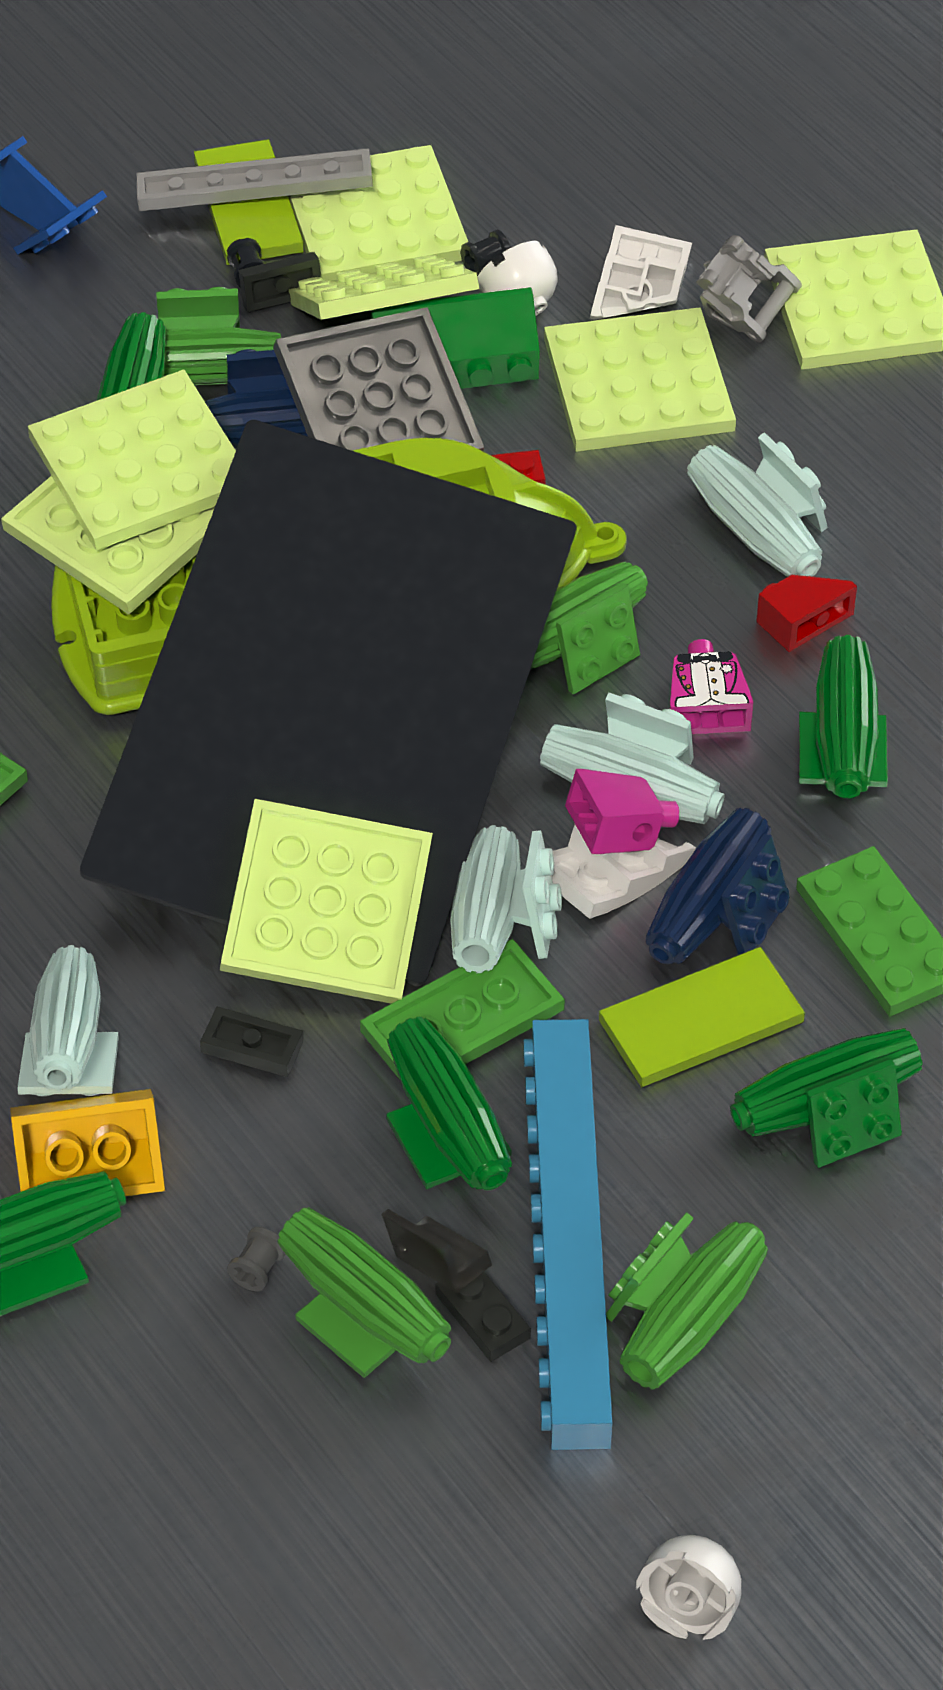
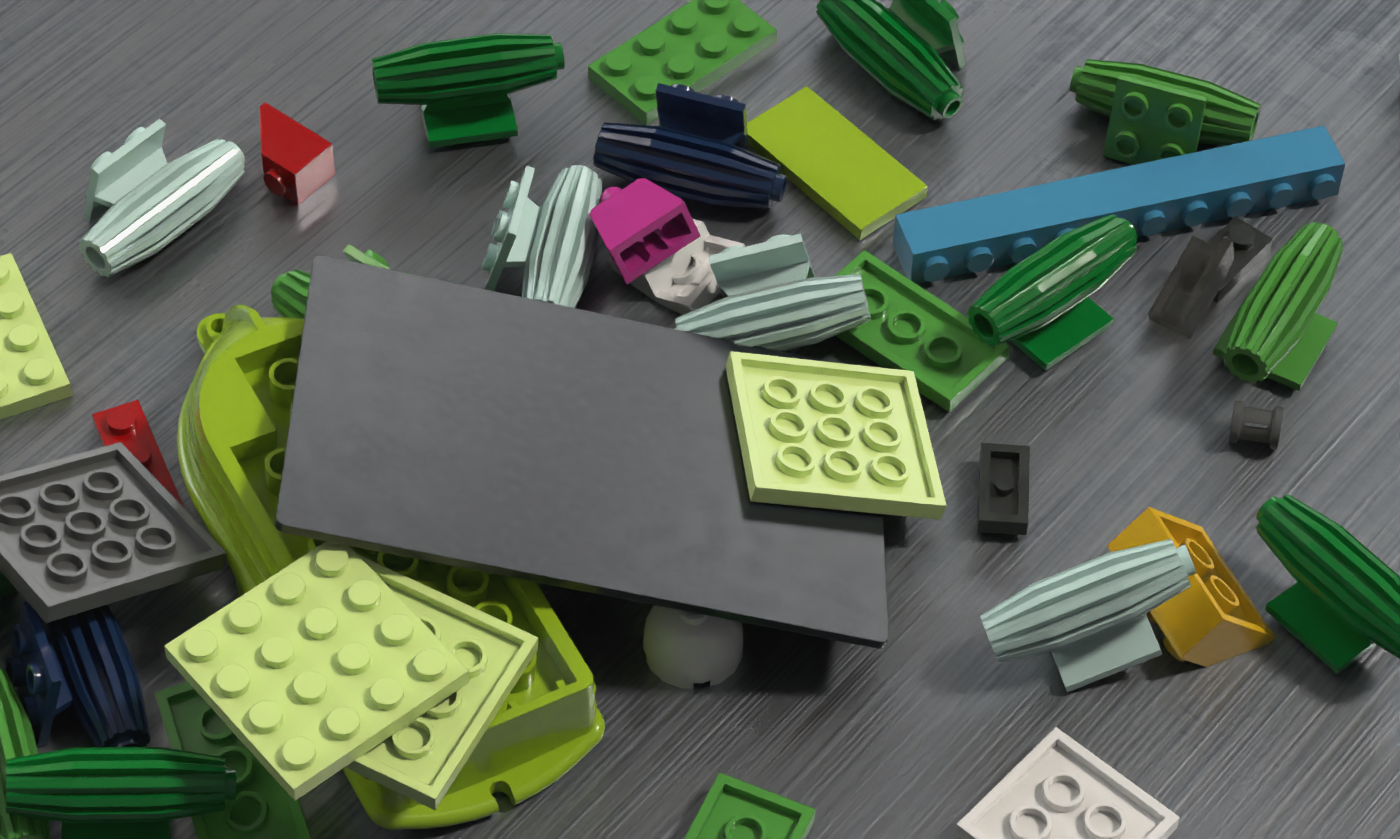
camera: 105 degrees left, 0 degrees up
(711, 690) = (424, 212): torso -> none

